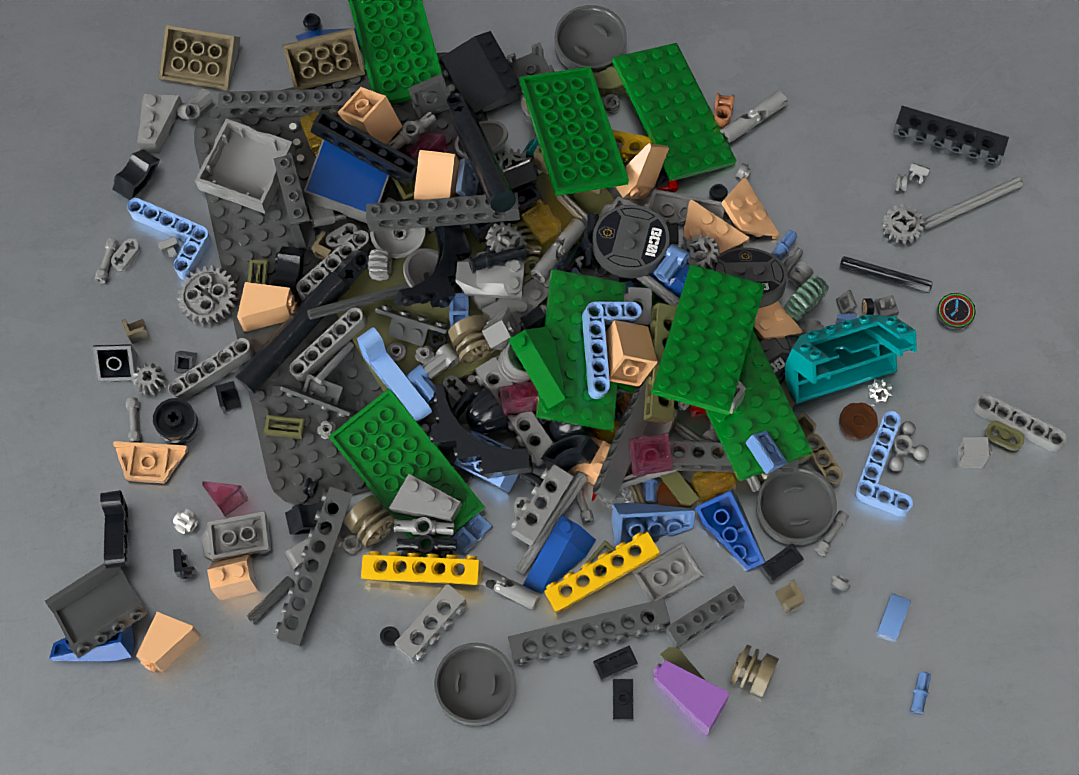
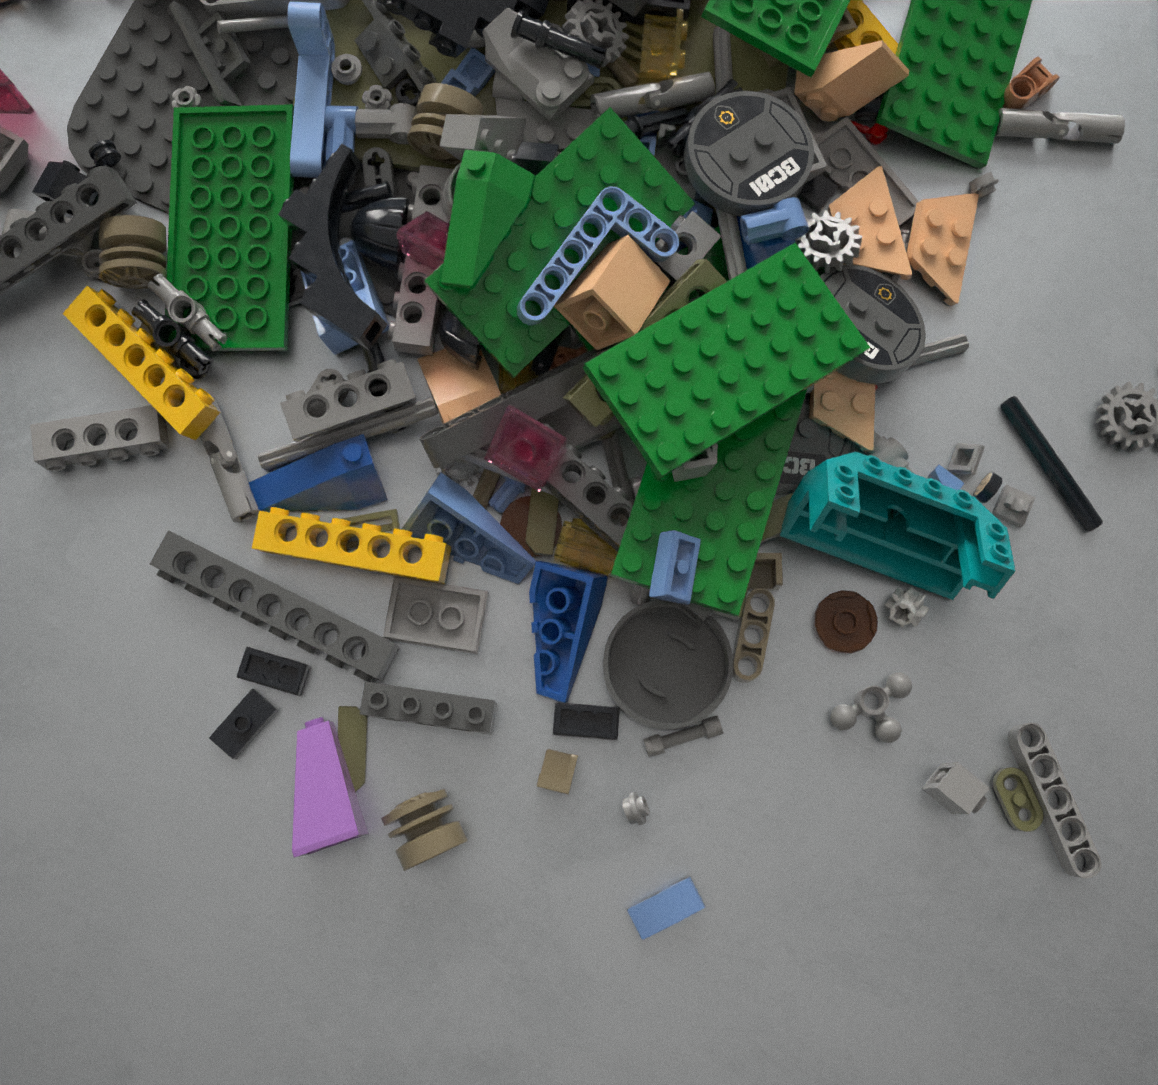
camera: 35 degrees right, 10 degrees up
(300, 428) = (157, 74): olive tile -> none
(389, 636) = (42, 411): black tile -> none
(423, 500) = (213, 279): light grey wedge -> none
(472, 533) = (246, 369): medium blue slope -> none
(475, 684) = (83, 555): dark grey piece -> none
(571, 452) = (438, 364): black brick -> none
(586, 515) = (401, 460): light grey bar -> none
(718, 192) = (926, 186): black plate -> none
(784, 245) = (951, 320): medium blue axle -> none
(800, 275) = (937, 375): light grey wheel -> none
(806, 298) = (915, 410): sand green gear -> none
(877, 466) = (815, 702): light blue beam -> none
(921, 692) = (613, 1033): medium blue axle -> none
(956, 311) = (1100, 585): tile -> none

